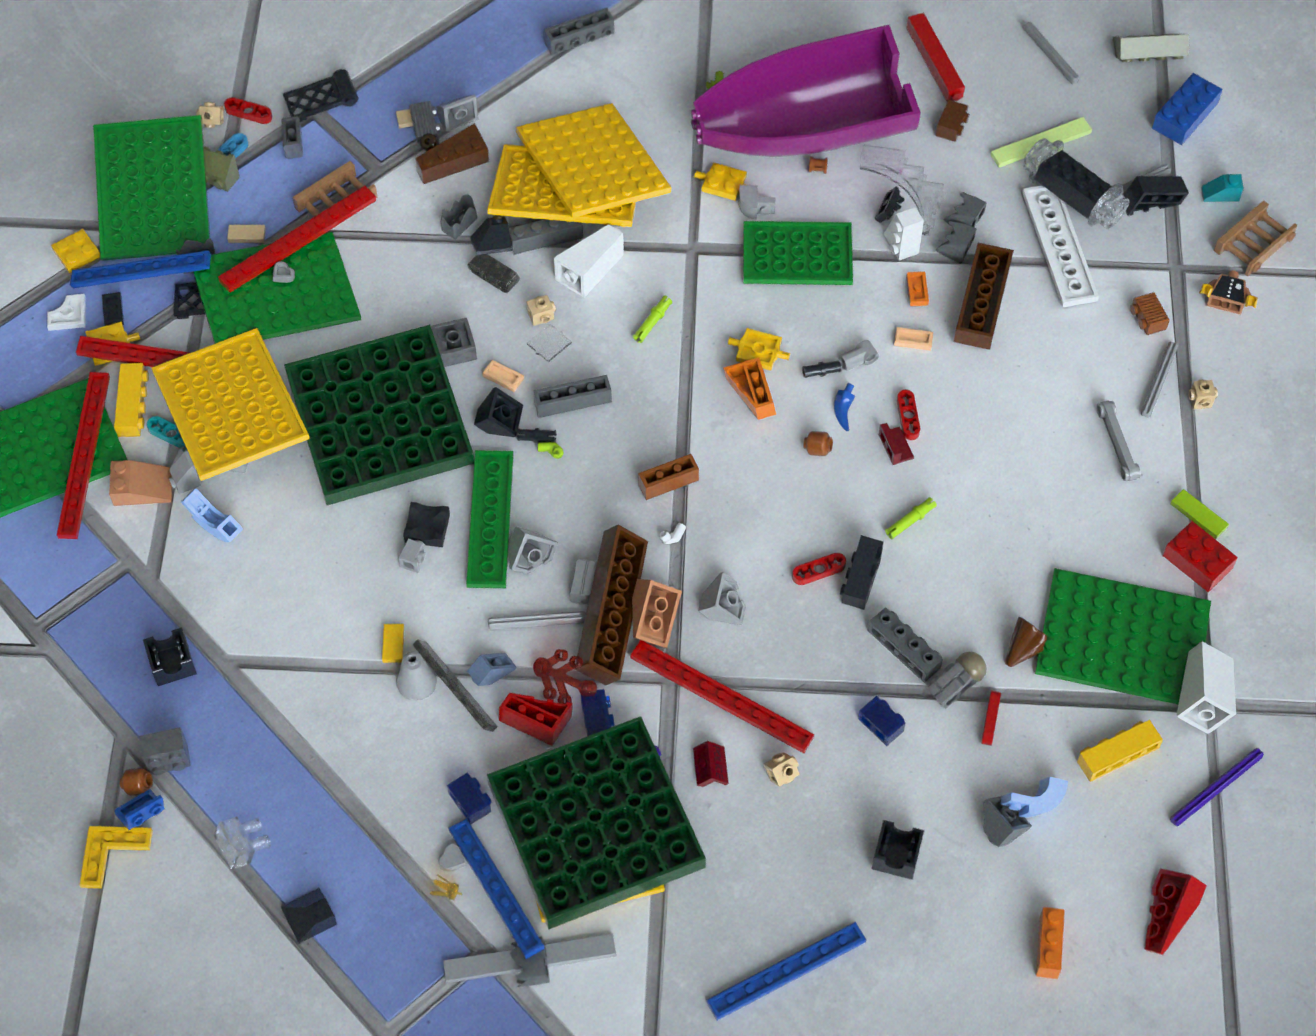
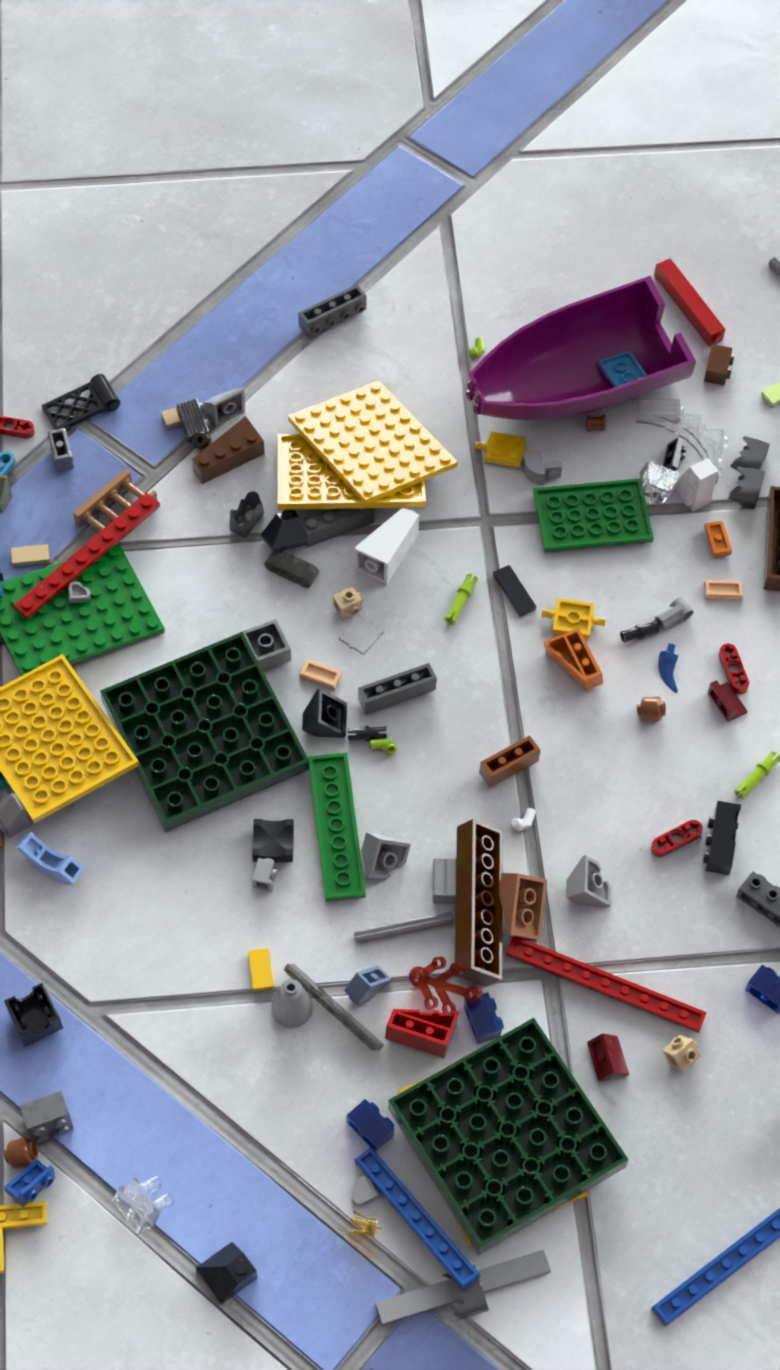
camera: 10 degrees left, 0 degrees up
(706, 317) = (514, 590): none -> black tile
(852, 113) = (621, 369): none -> dark azure tile
(866, 227) = (657, 482): none -> clear torso

